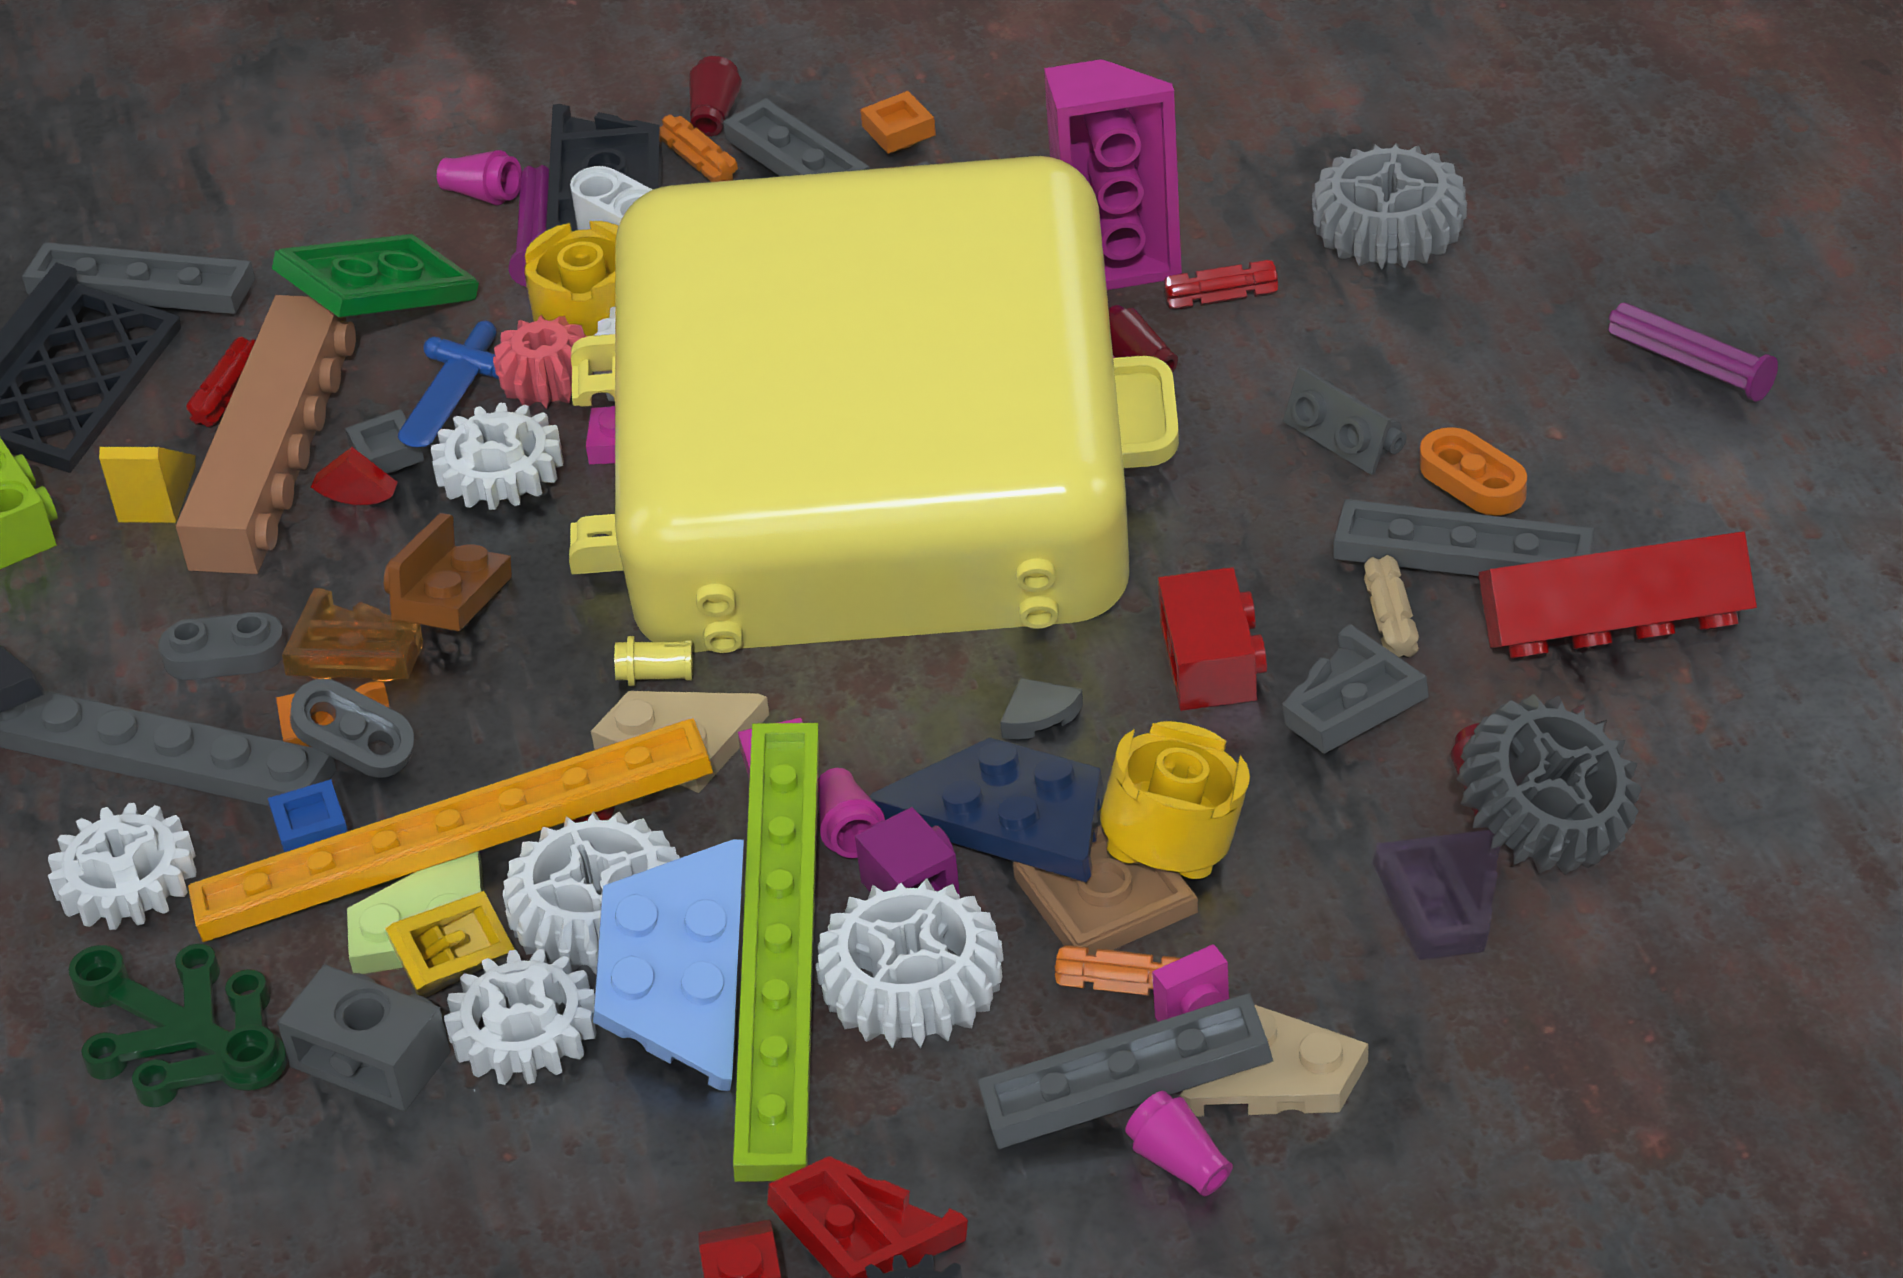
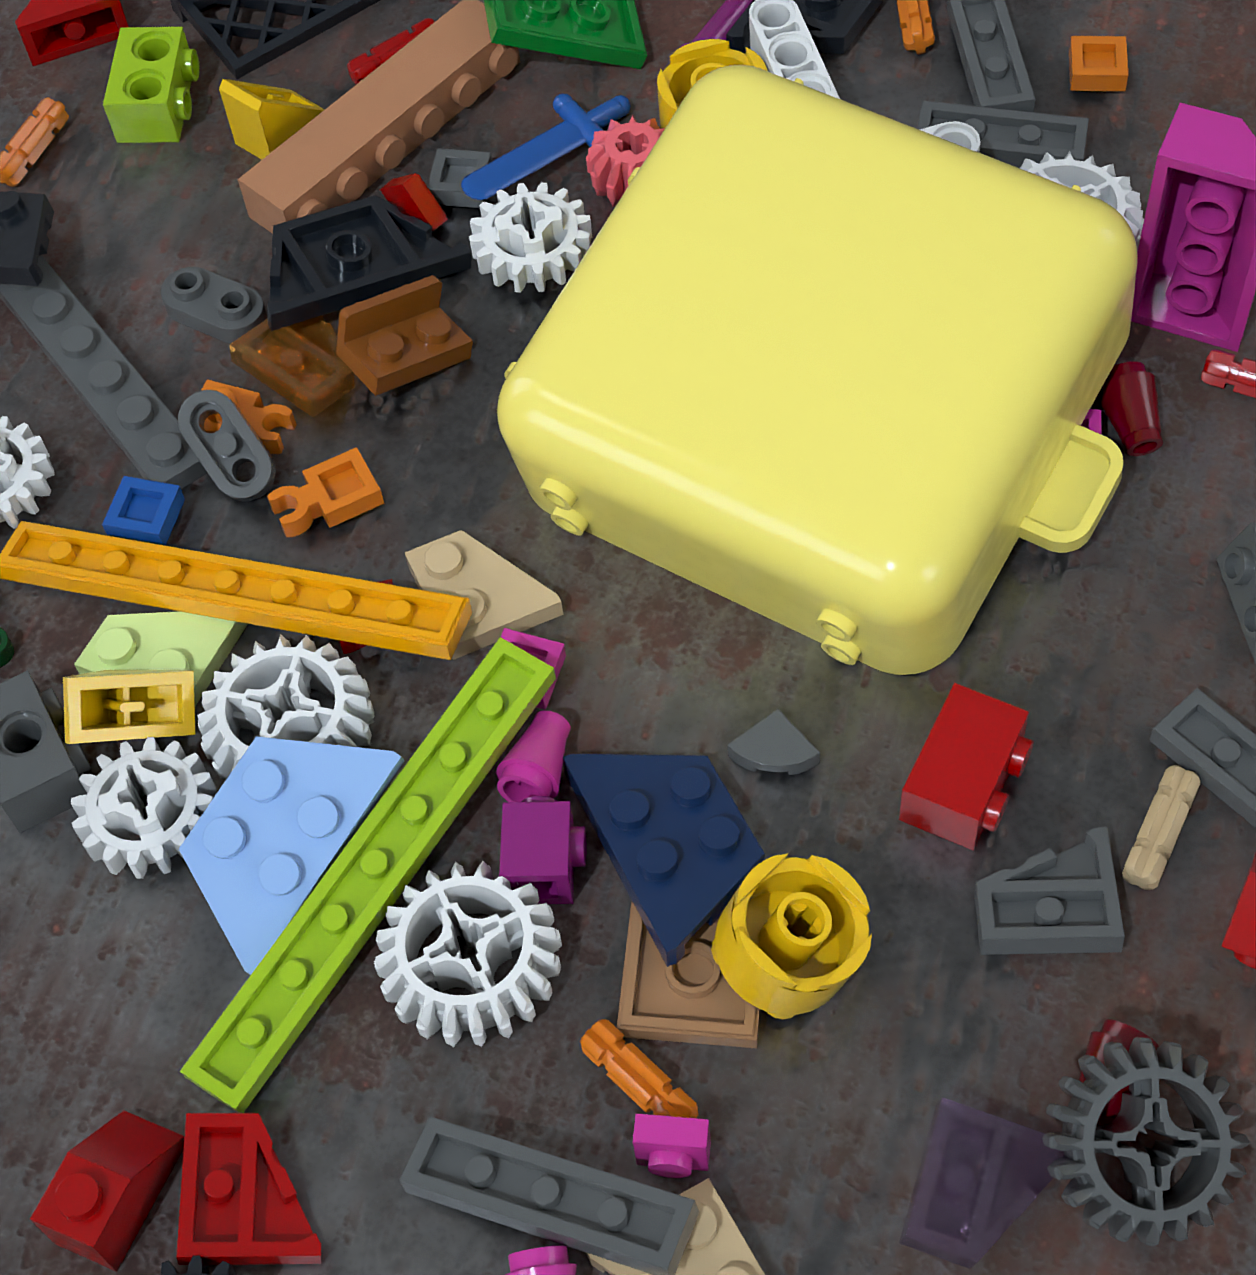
camera: 35 degrees right, 15 degrees up
(335, 545) = (351, 256): none -> black wing
(480, 717) = (333, 489): none -> orange plate
(653, 660) = (503, 510): light yellow pin -> none

